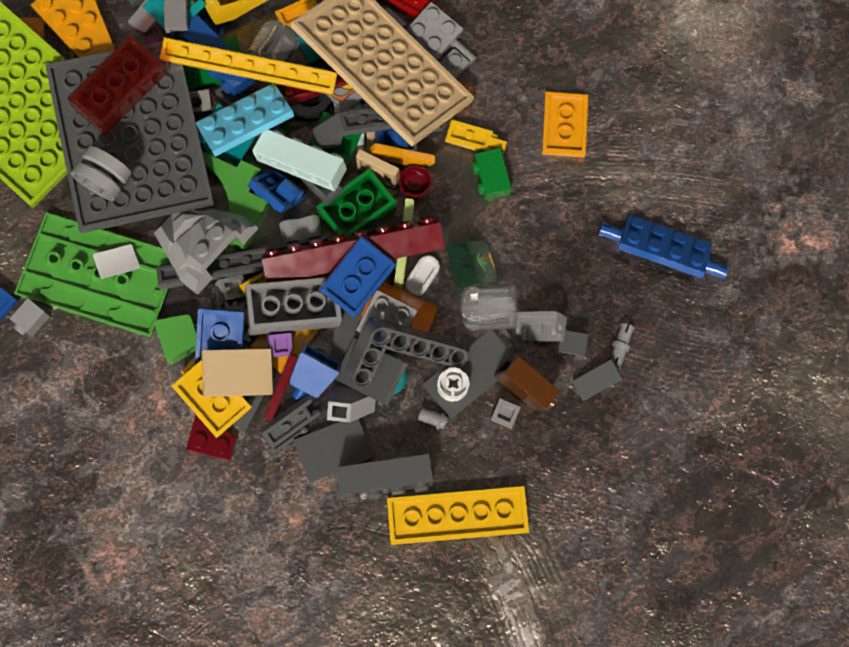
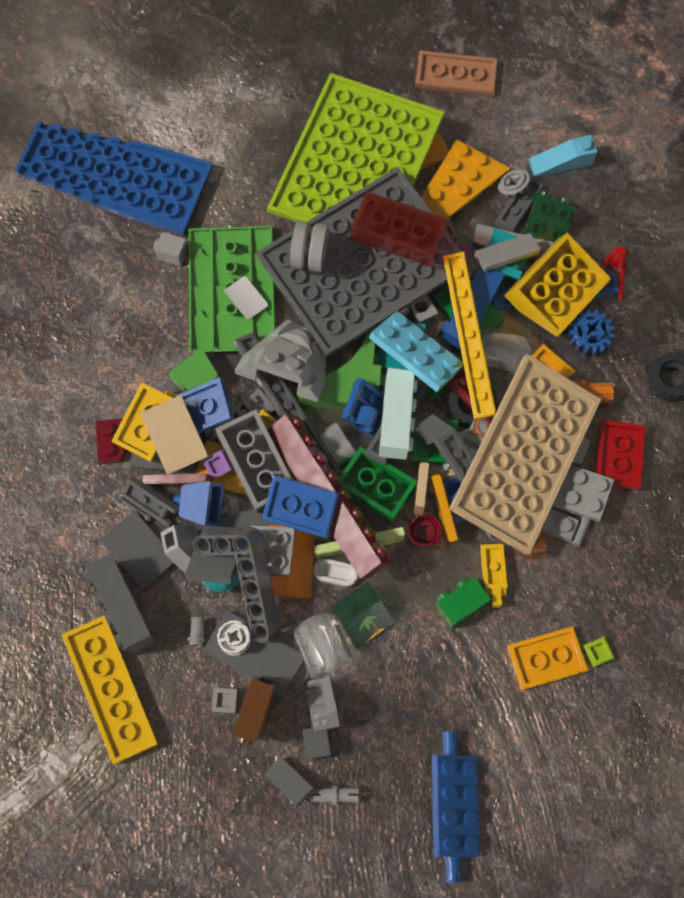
camera: 75 degrees right, 5 degrees down
(574, 80) = (598, 652): none -> lime tile

